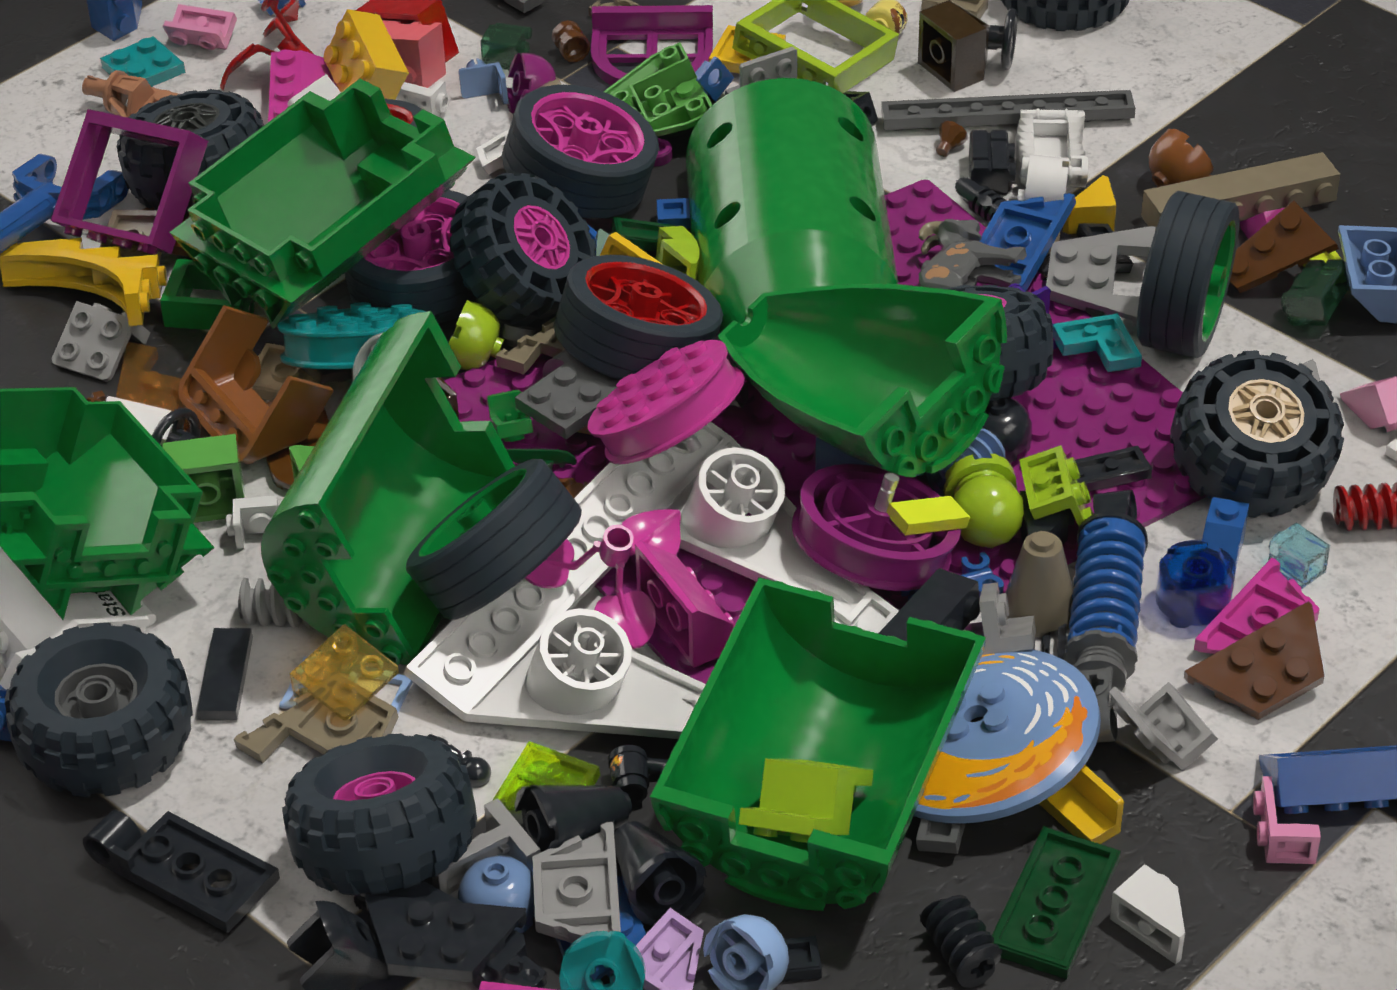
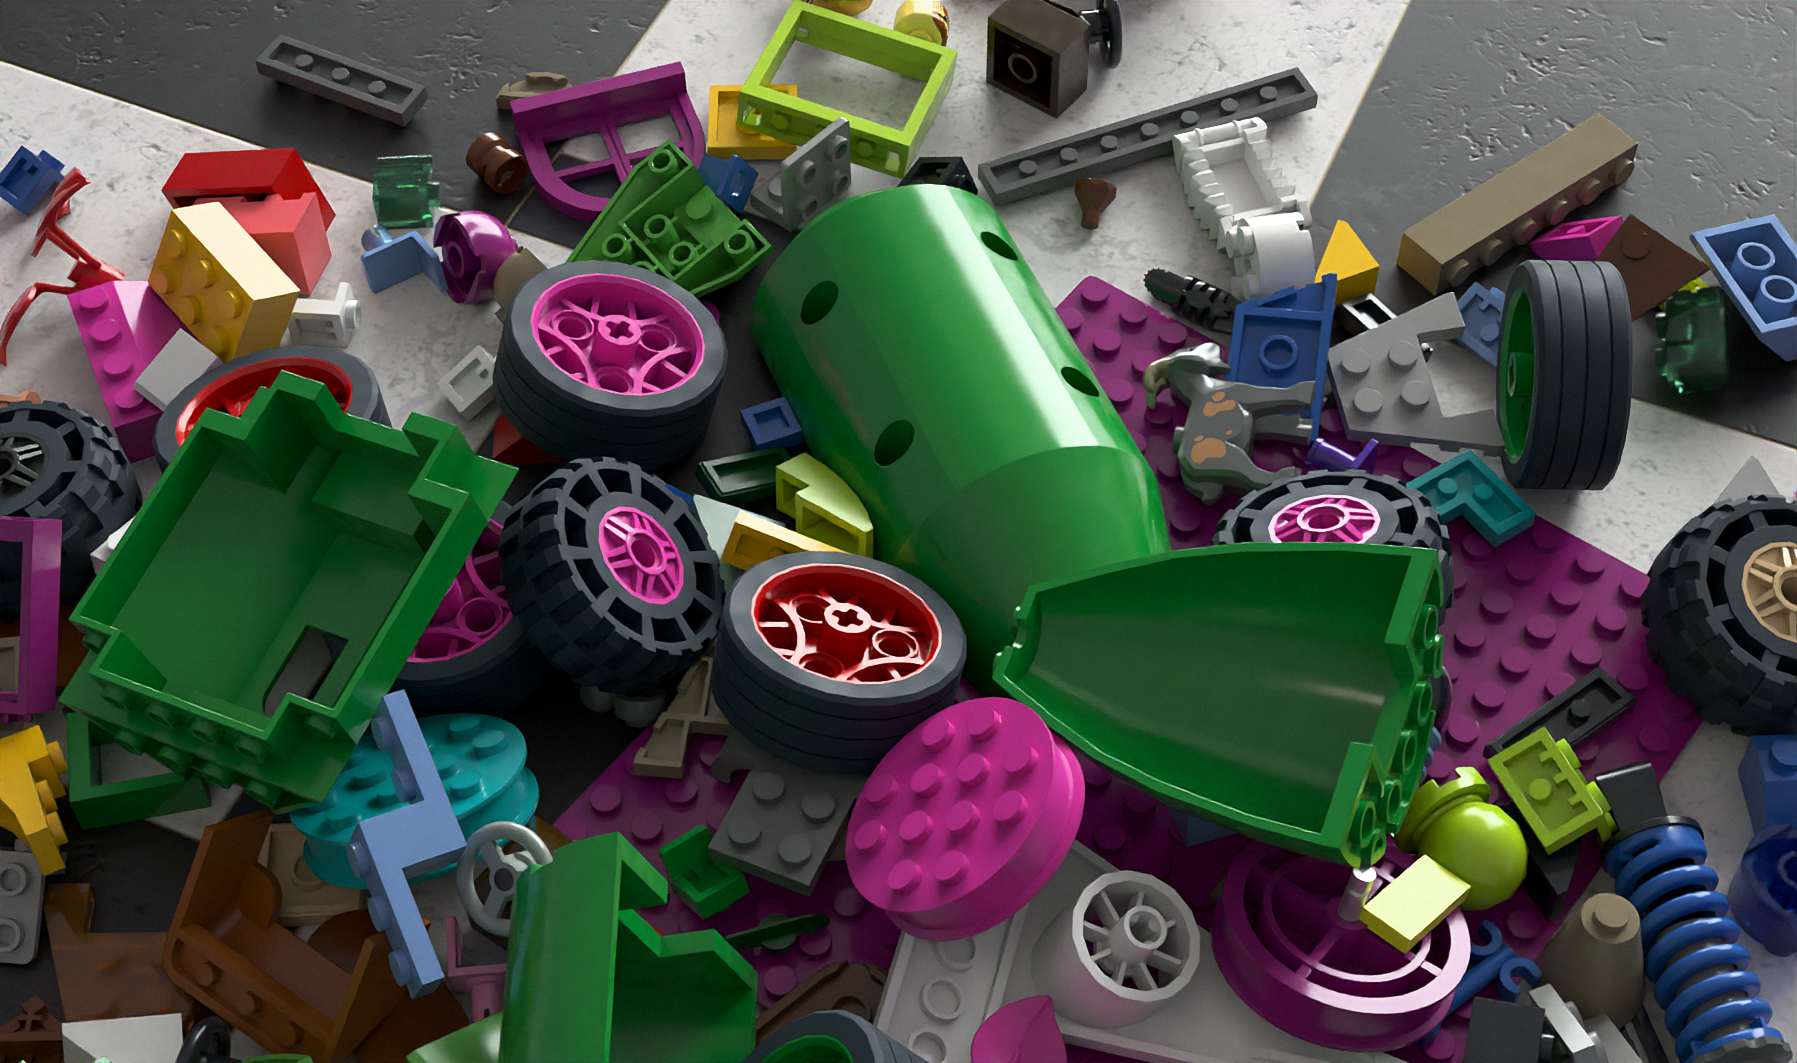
camera: 20 degrees left, 10 degrees up
(328, 331) = (406, 845): none -> medium blue bracket
(476, 336) = (582, 736): lime cylinder -> none
(992, 160) = (1169, 227): black brick -> none
(1176, 161) = (1419, 174): dark orange cylinder -> none

